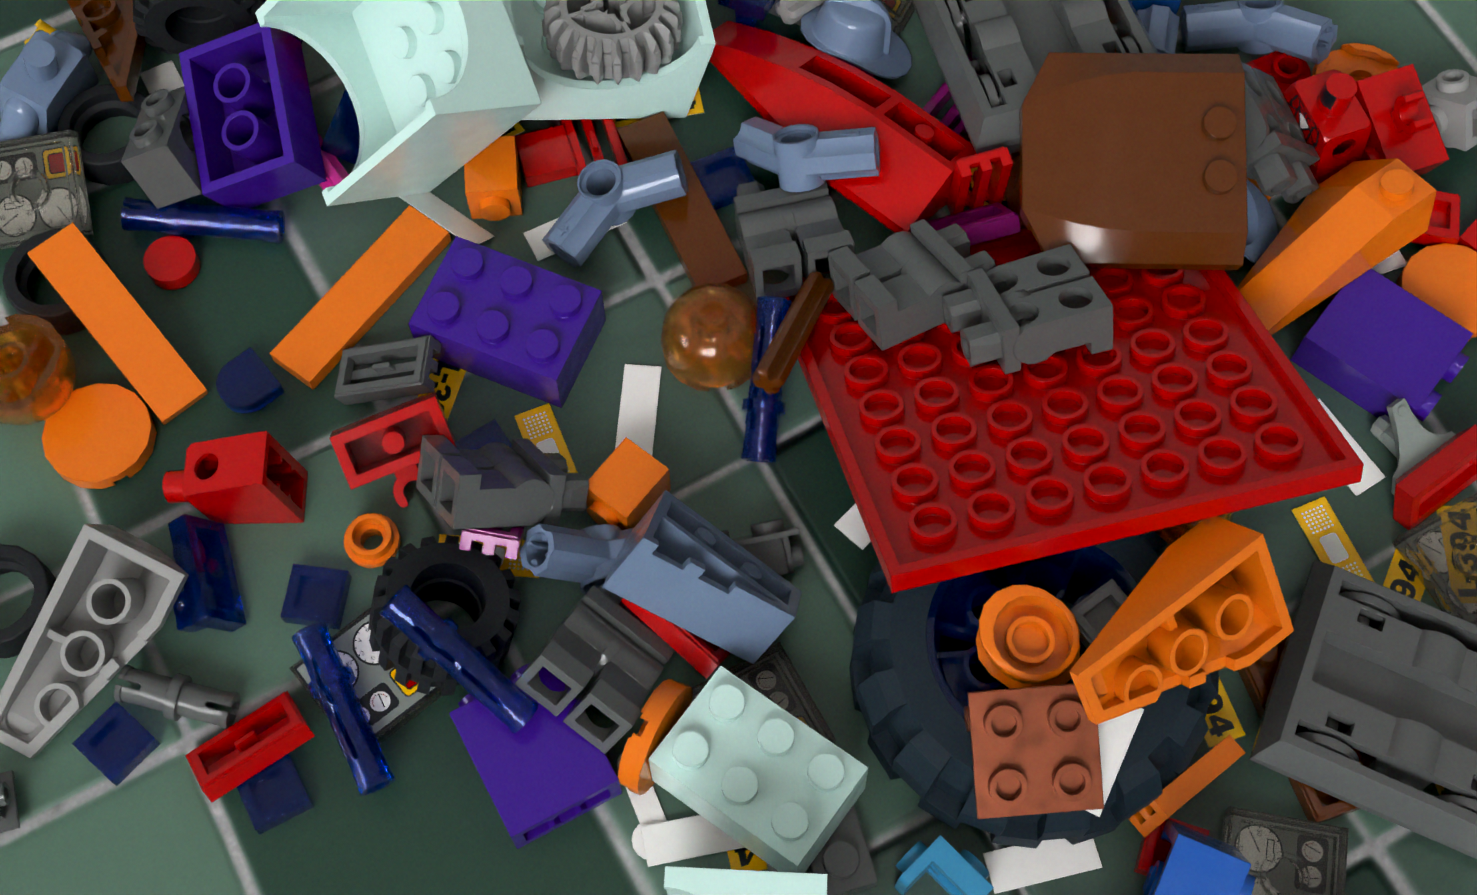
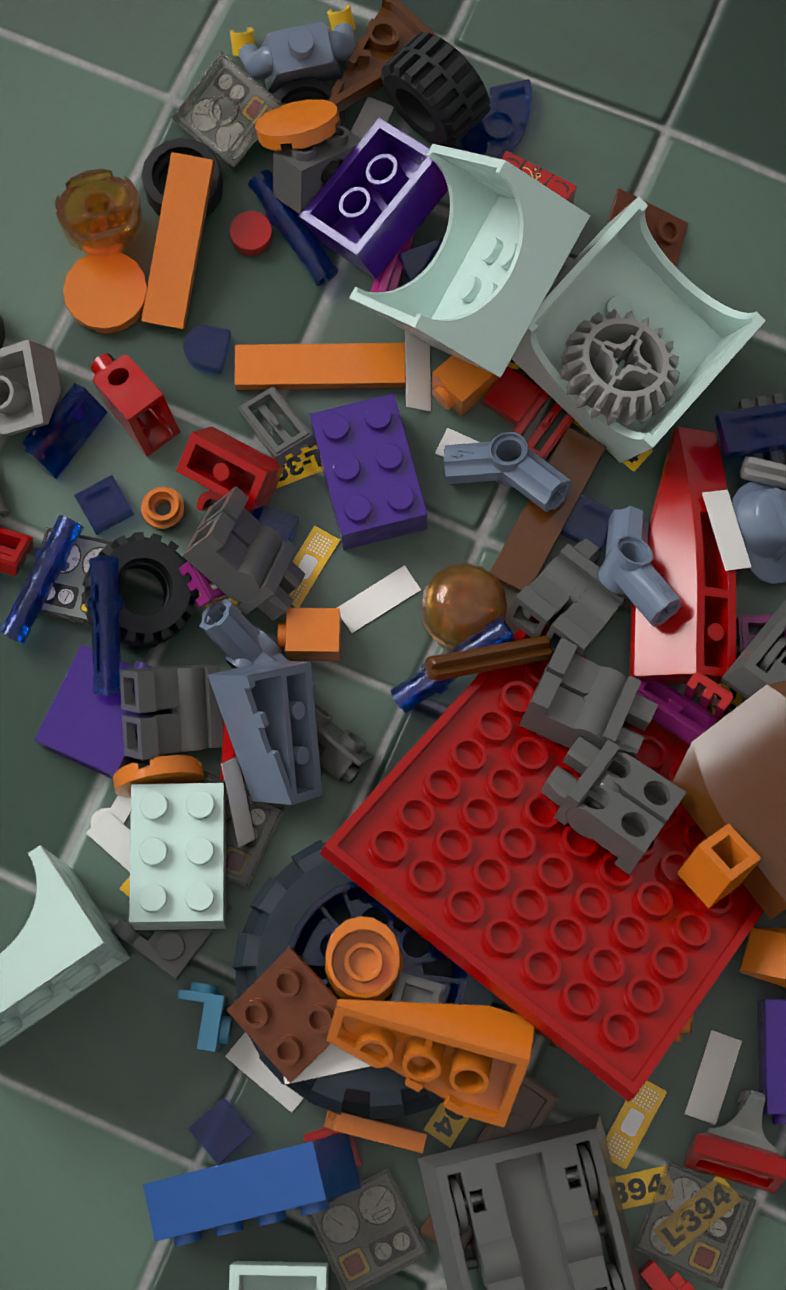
camera: 55 degrees right, 10 degrees up
(121, 112) = (298, 123): none -> orange tile
(745, 673) = (238, 801): none -> white sticker
(833, 60) = (726, 530): none -> white sticker
(1165, 263) = (719, 865): none -> orange brick

